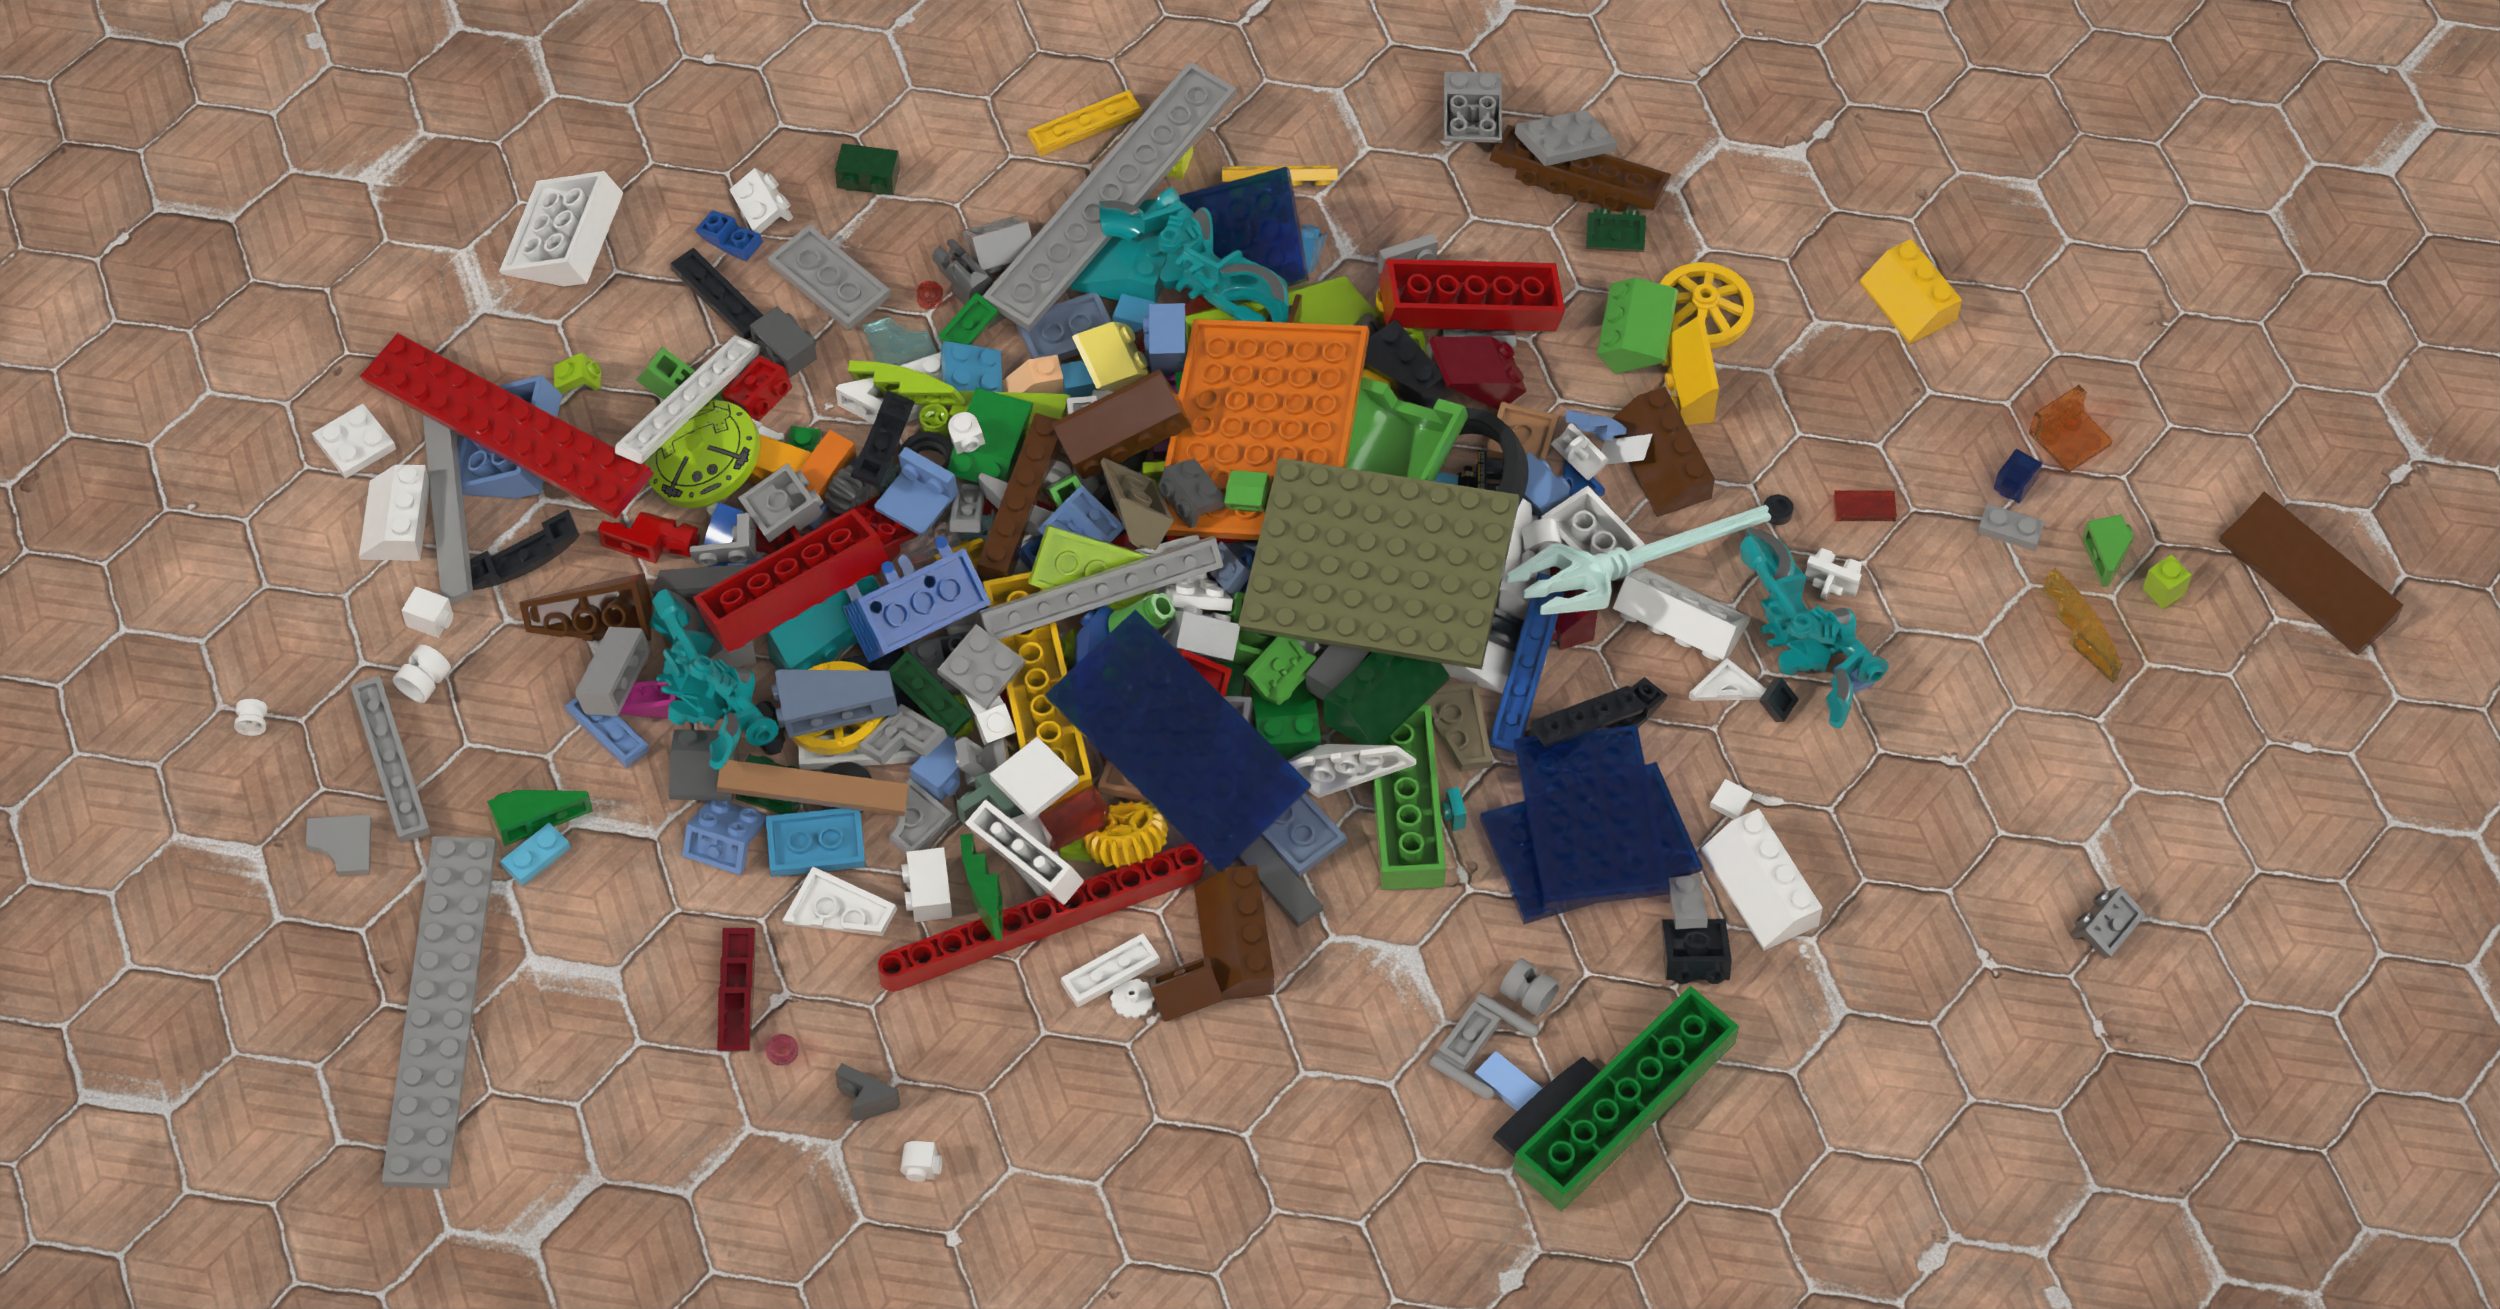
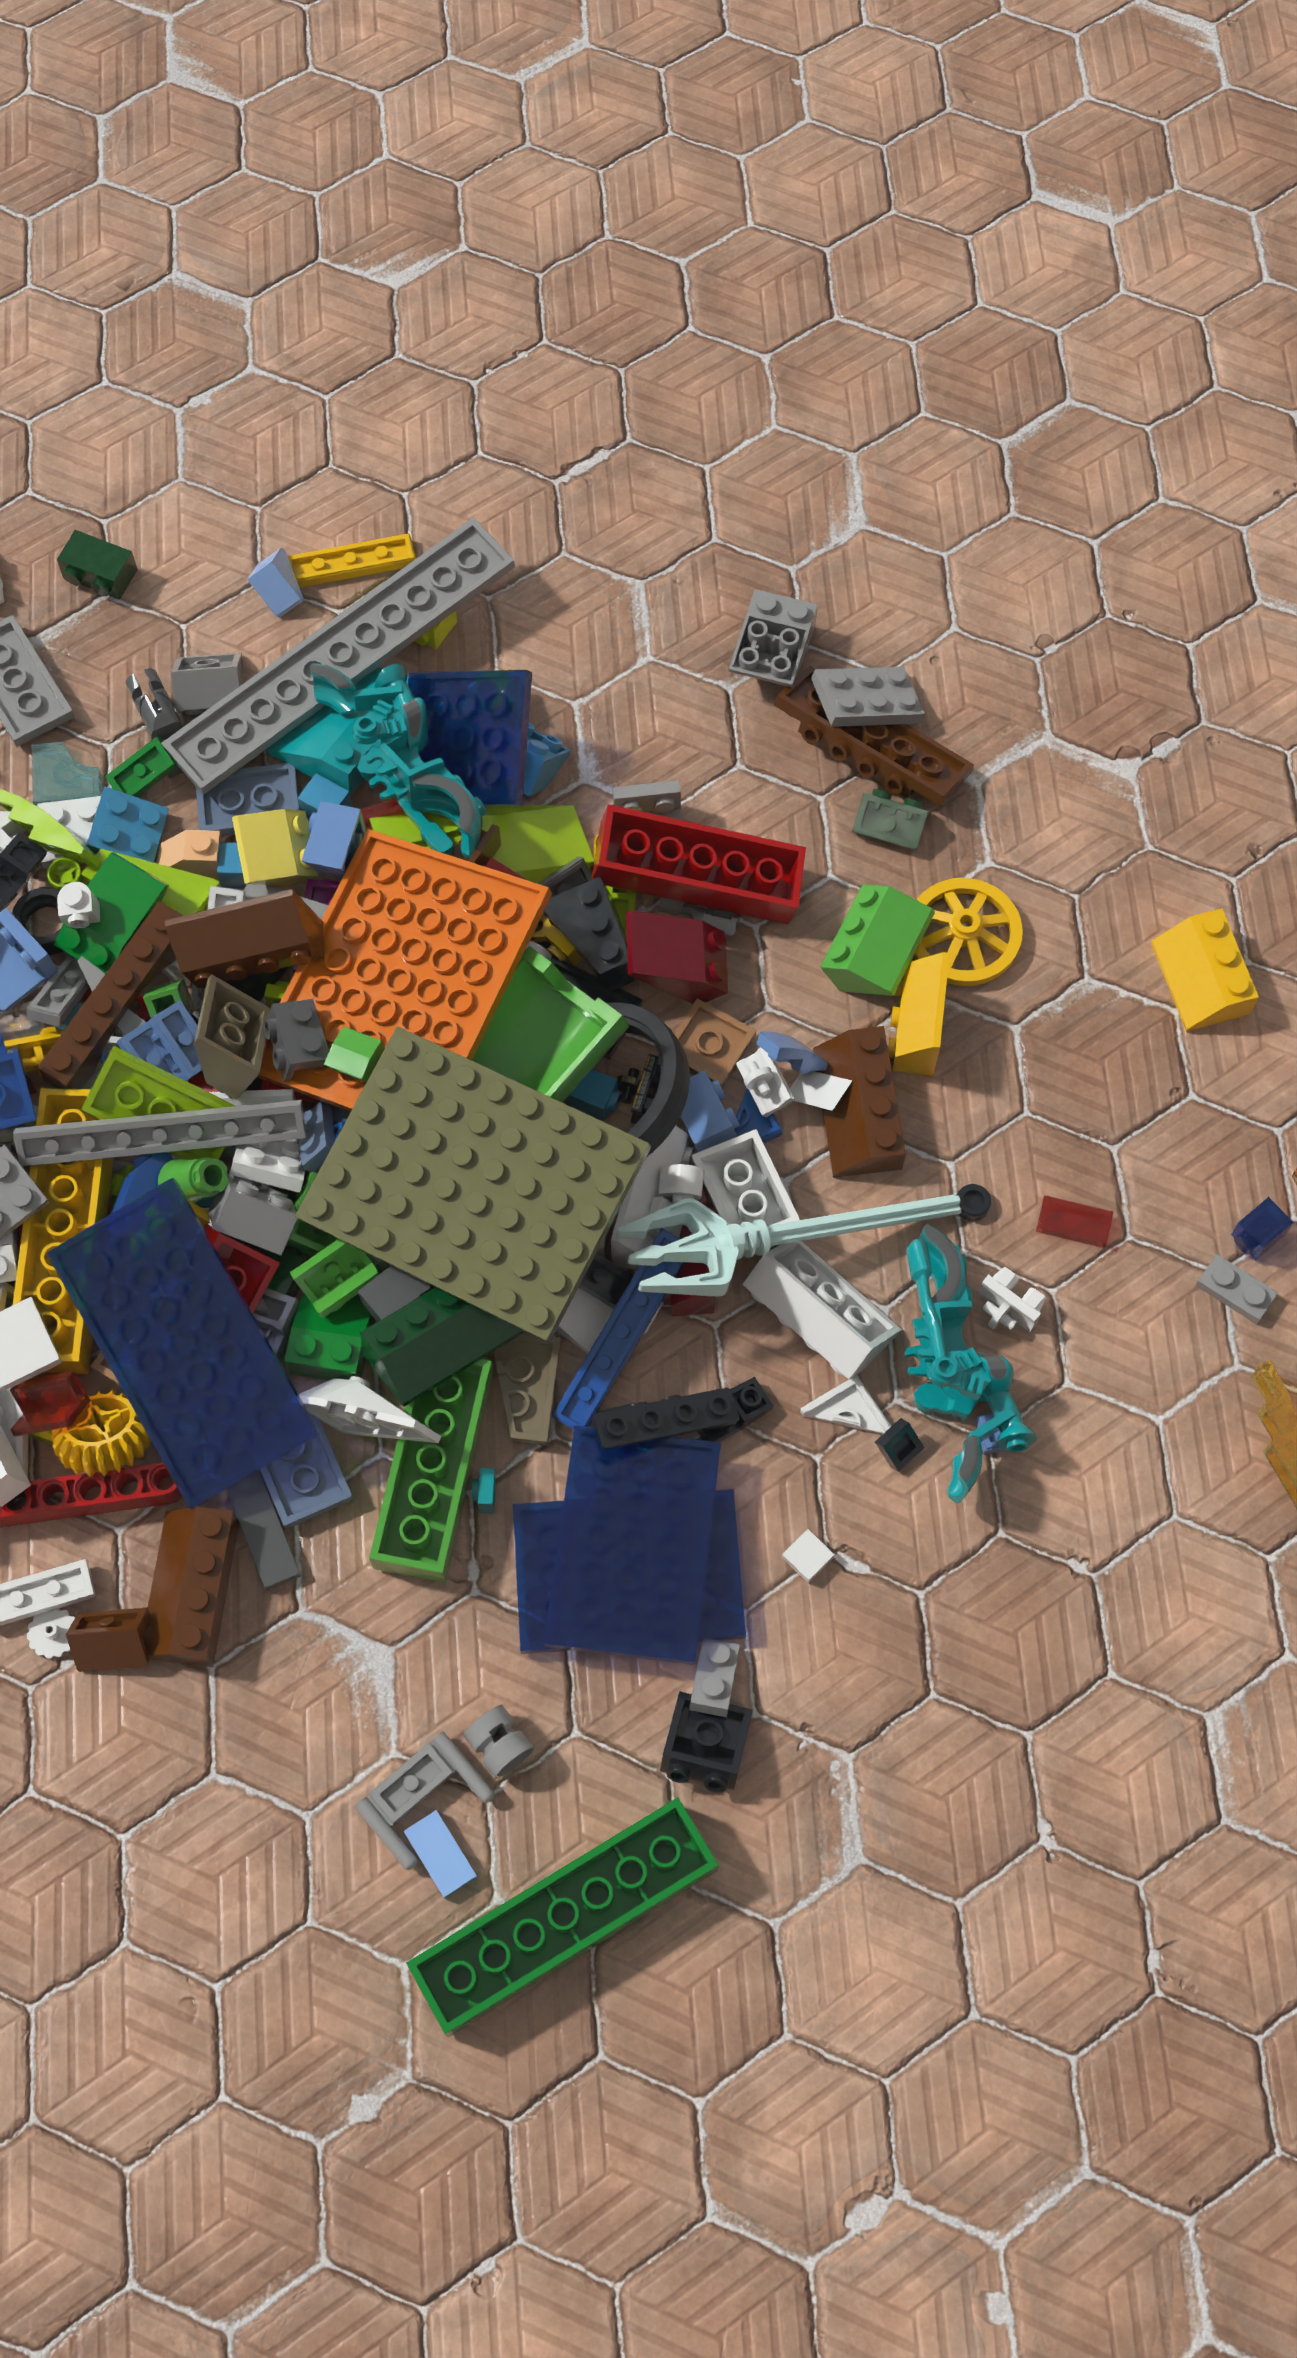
camera: 15 degrees right, 10 degrees up
(929, 303) = (114, 715): clear red bush -> none
(1030, 152) = (276, 583): none -> light blue slope
(1318, 173) = (552, 671): yellow plate -> none
(1544, 1105) = (471, 1900): black slope -> none
(1762, 880) = (809, 1671): white slope -> none
(2108, 921) = (1203, 1828): flat silver bracket -> none

